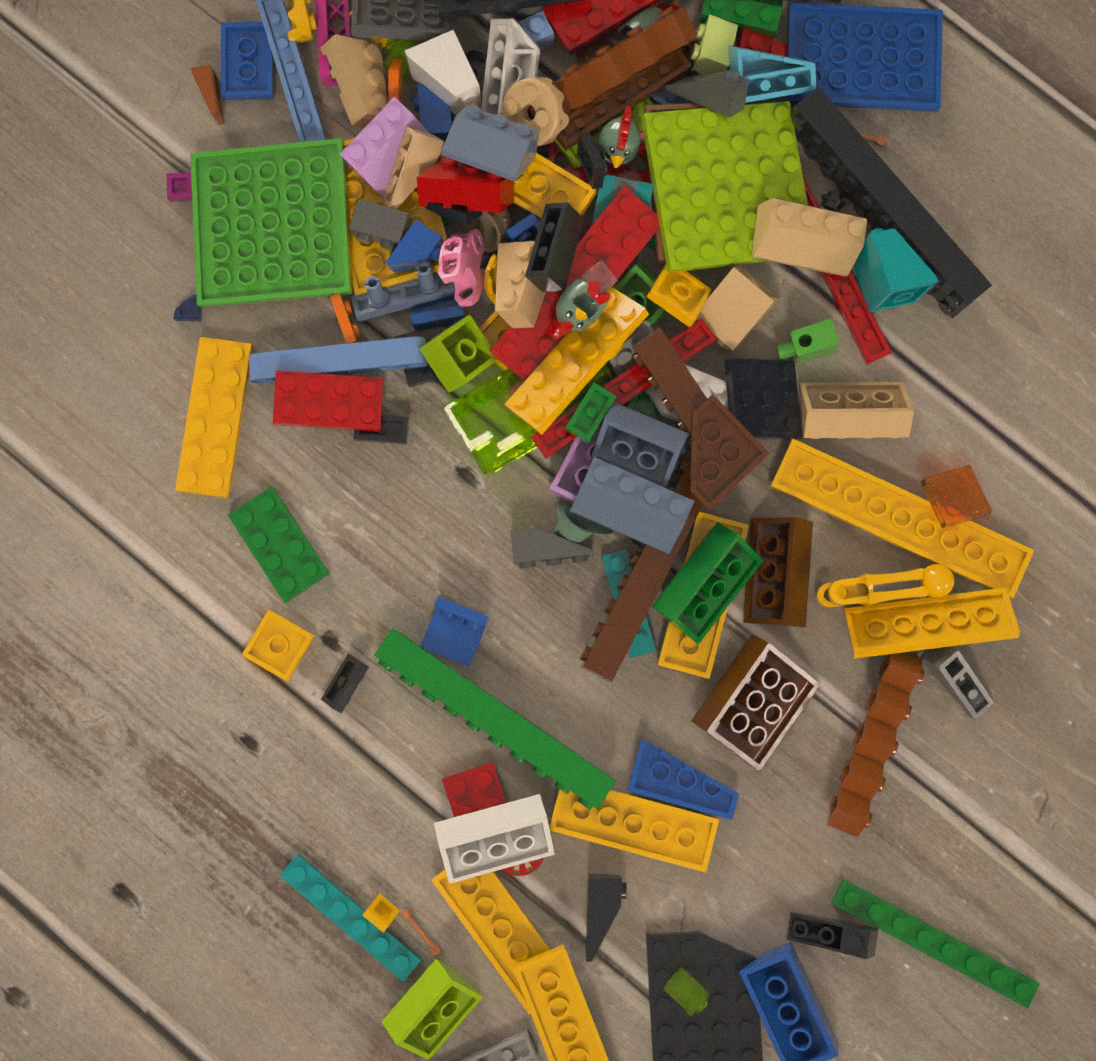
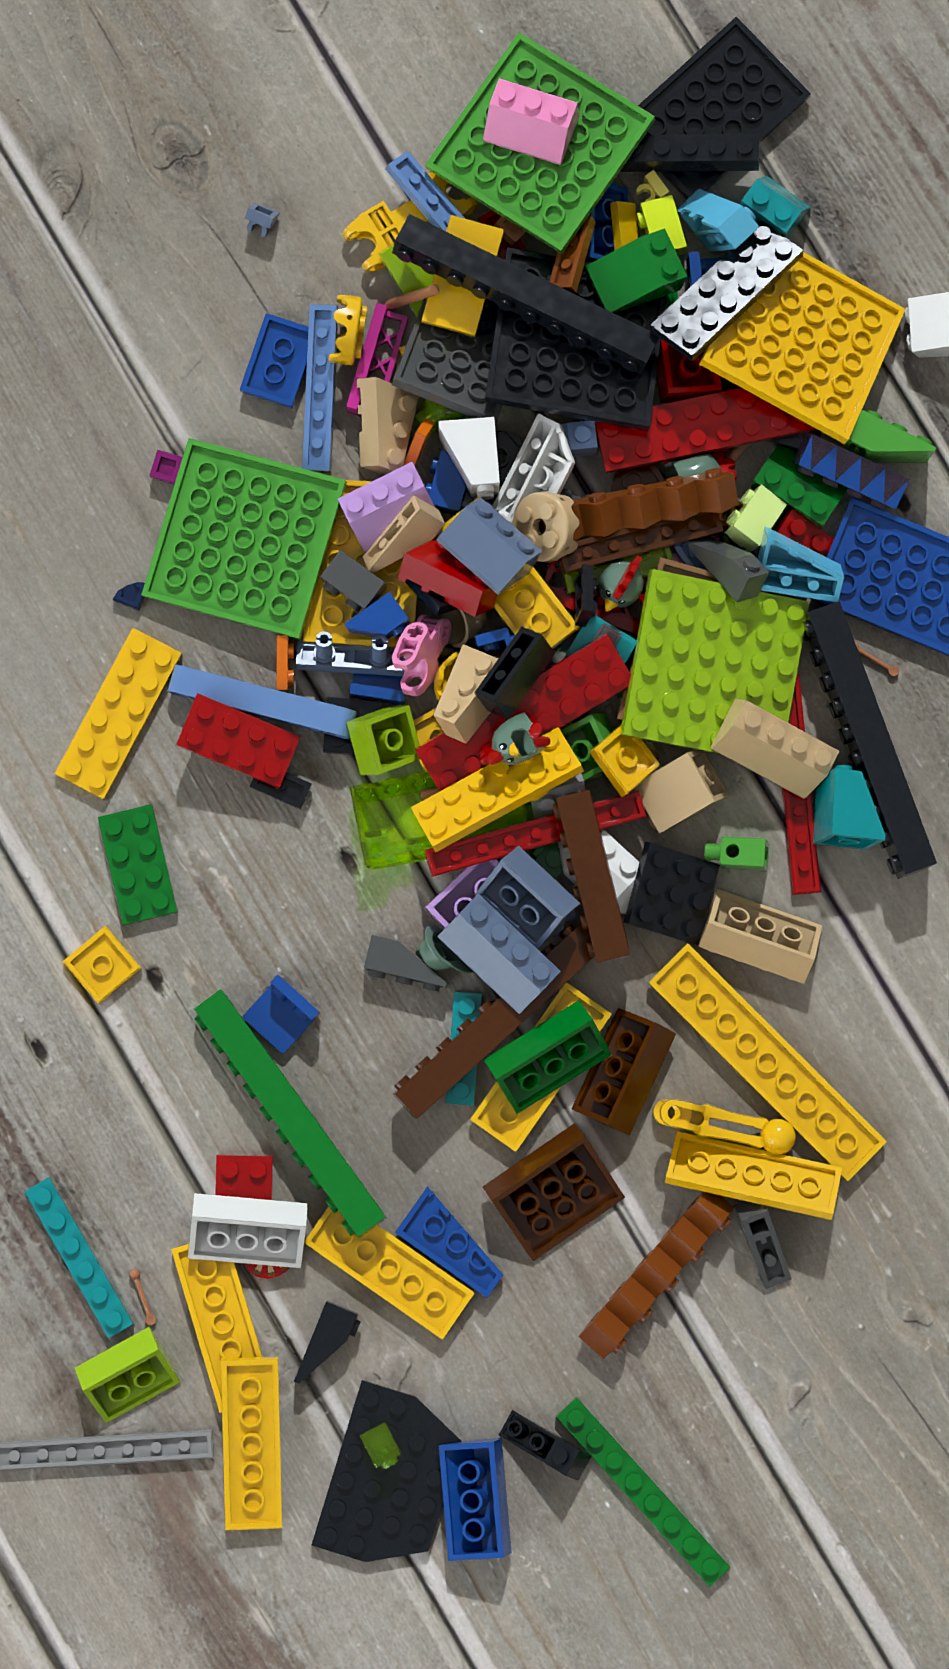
camera: 15 degrees right, 0 degrees up
(209, 87) = (230, 370): dark orange slope -> none
(344, 683) = (154, 1026): black plate -> none
(381, 912) = (111, 1263): yellow plate -> none
(590, 412) = (491, 848): green plate -> none
(600, 273) = (549, 715): clear tile -> none
(720, 452) = (603, 933): reddish brown plate -> none
(833, 201) = (818, 717): black plate -> none
(956, 496) = (829, 1059): clear orange plate -> none

